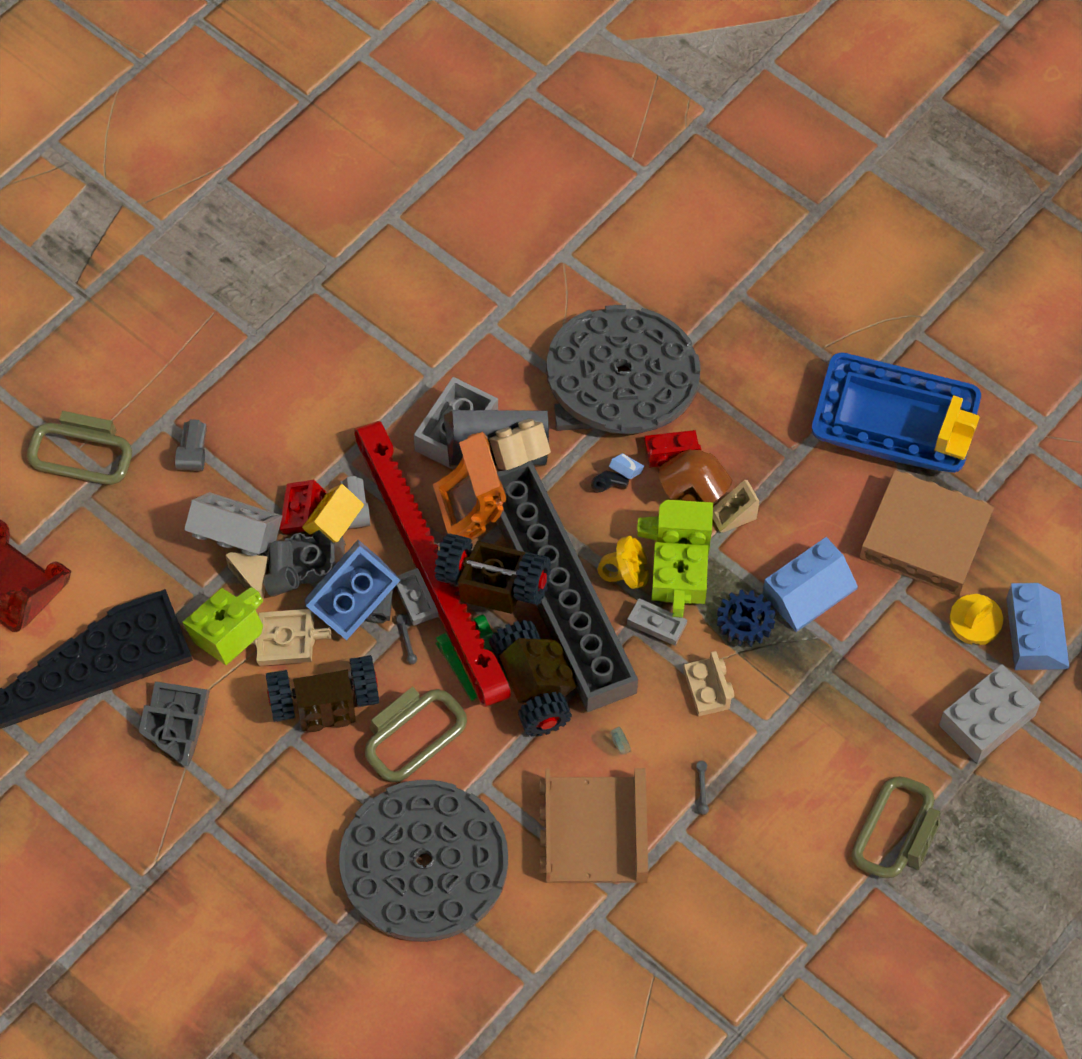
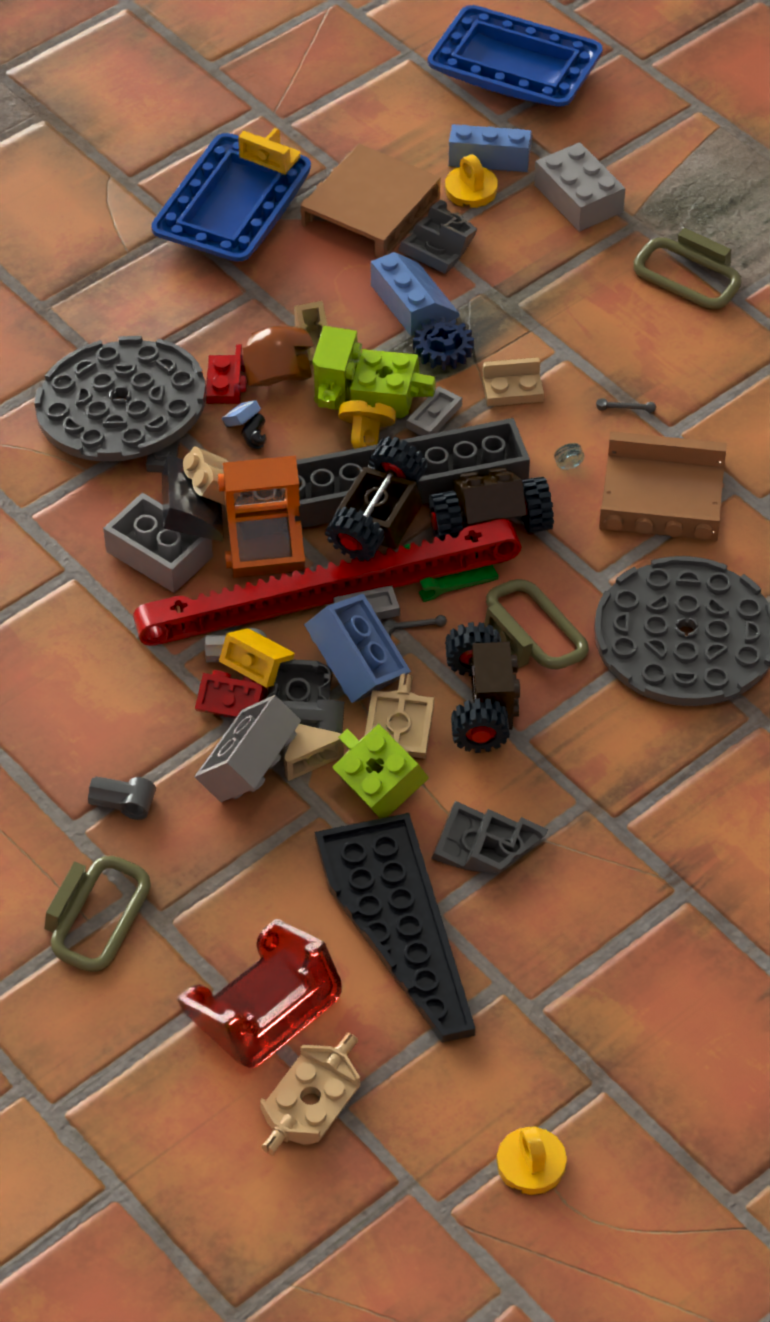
camera: 80 degrees left, 10 degrees down
(893, 598) = (439, 238): none -> dark grey slope

